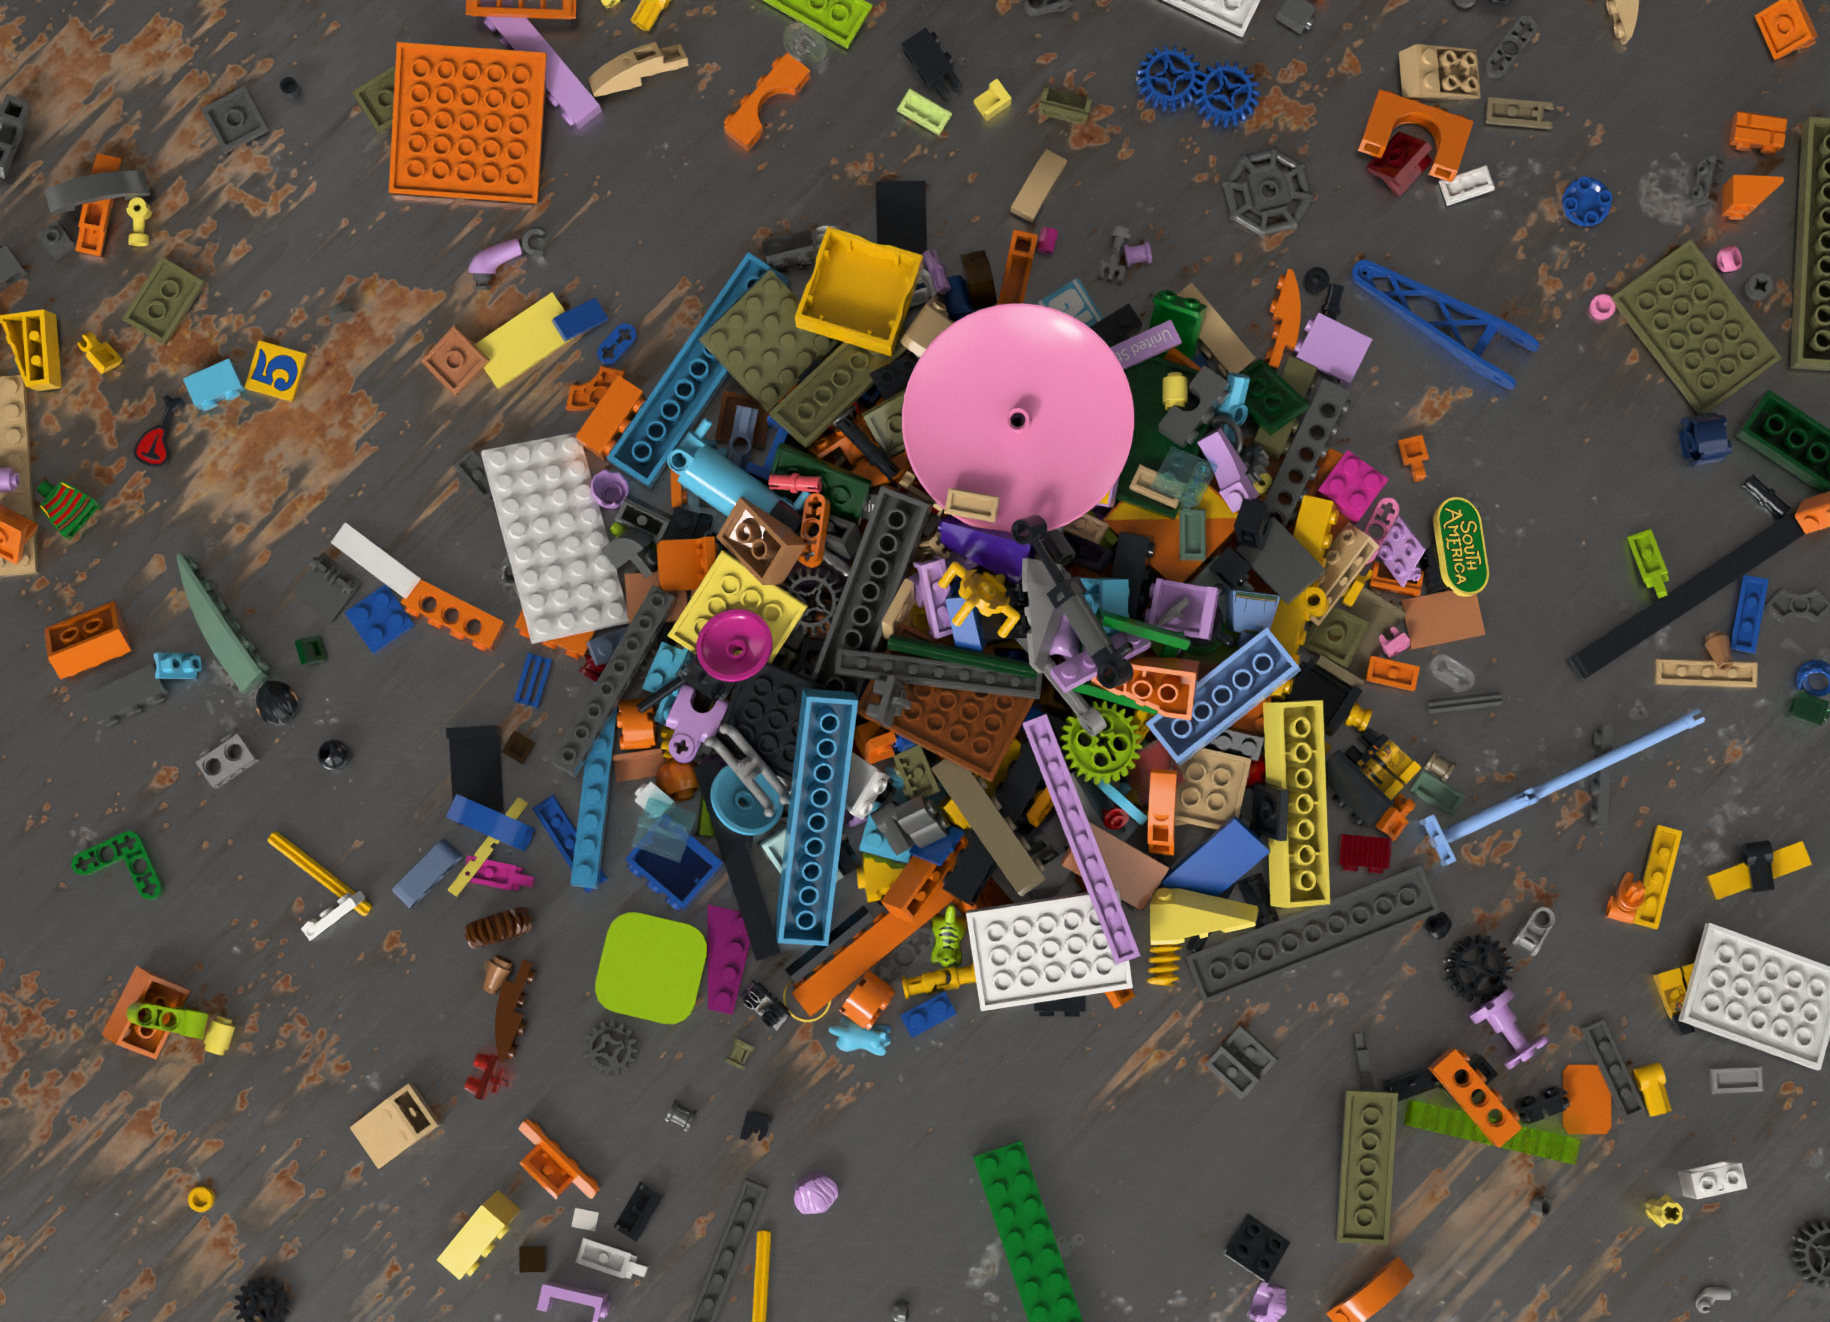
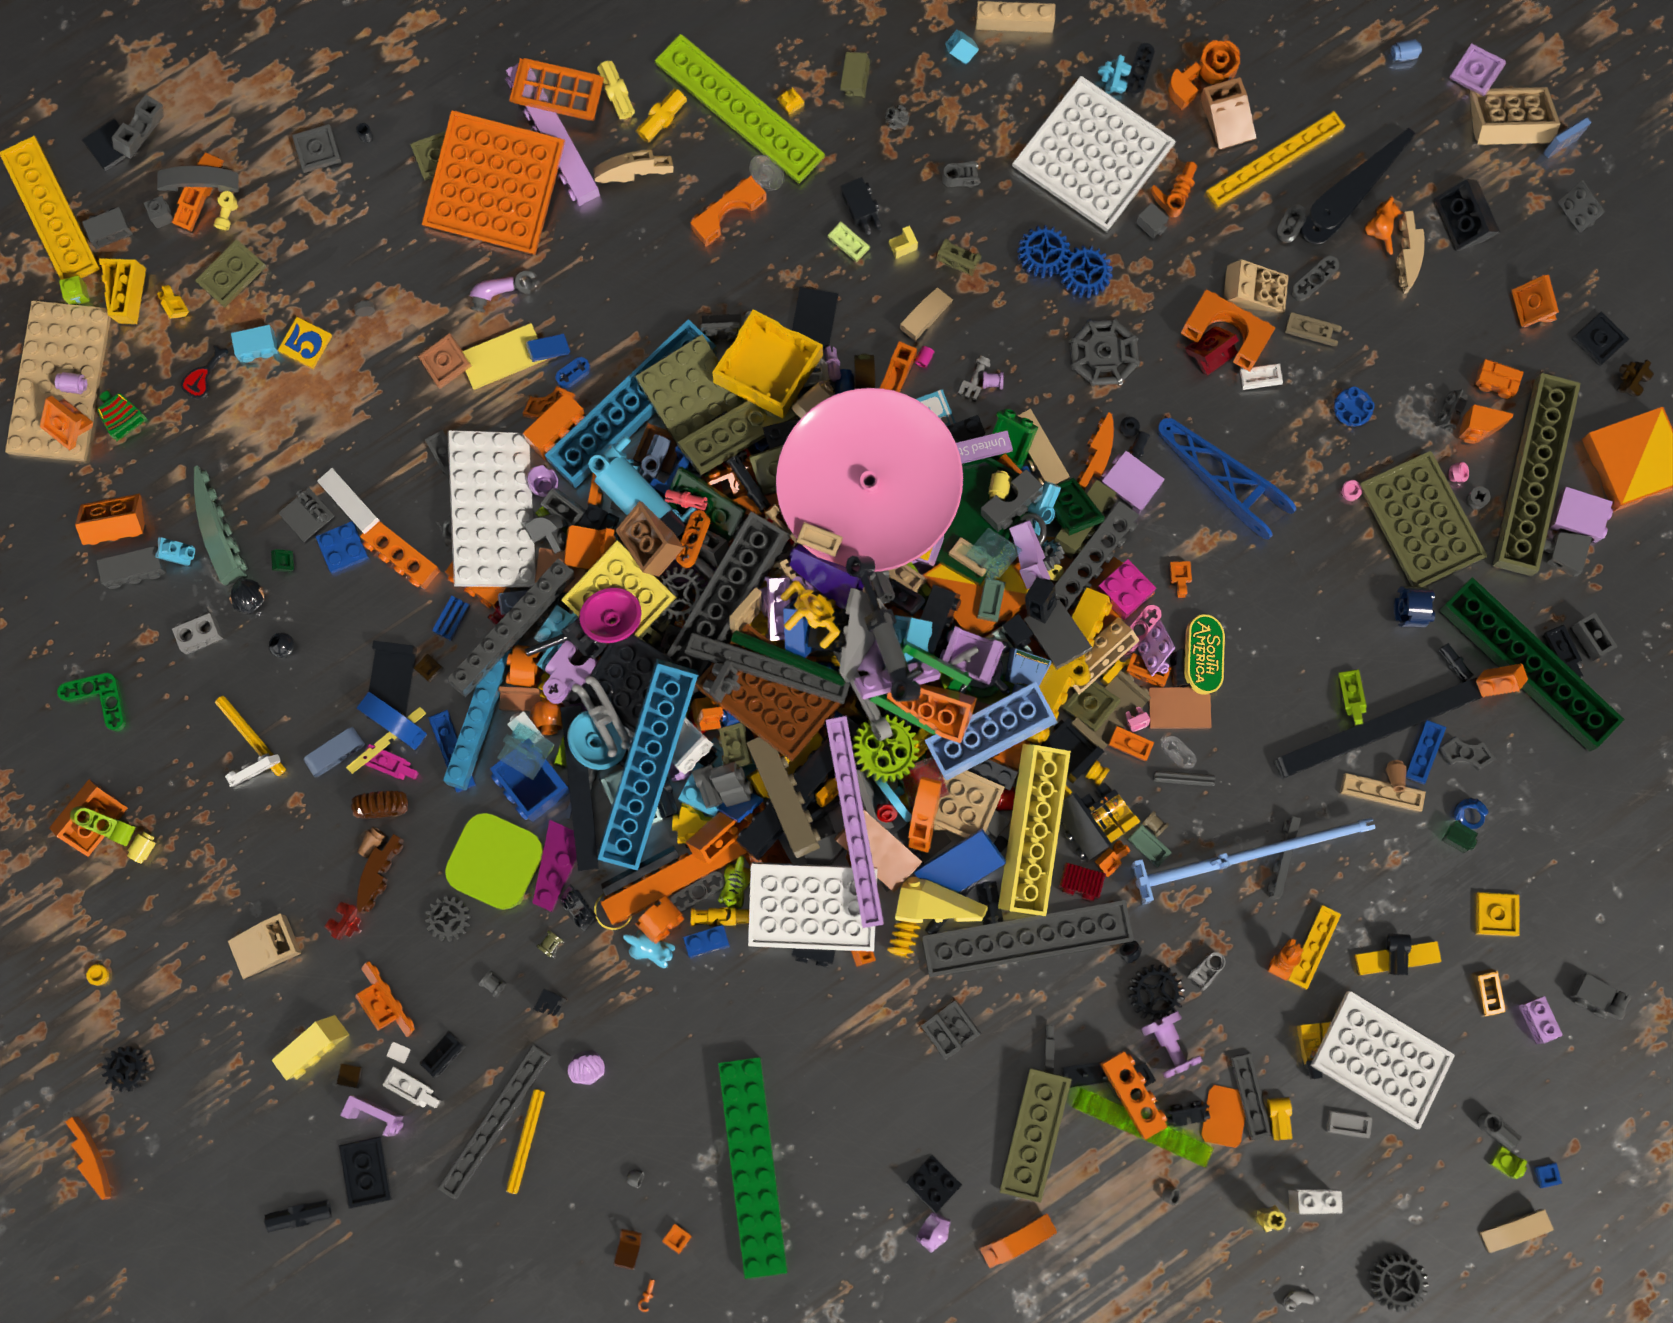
camera: 10 degrees right, 5 degrees down
(1270, 811) = (1011, 831): black tile -> none

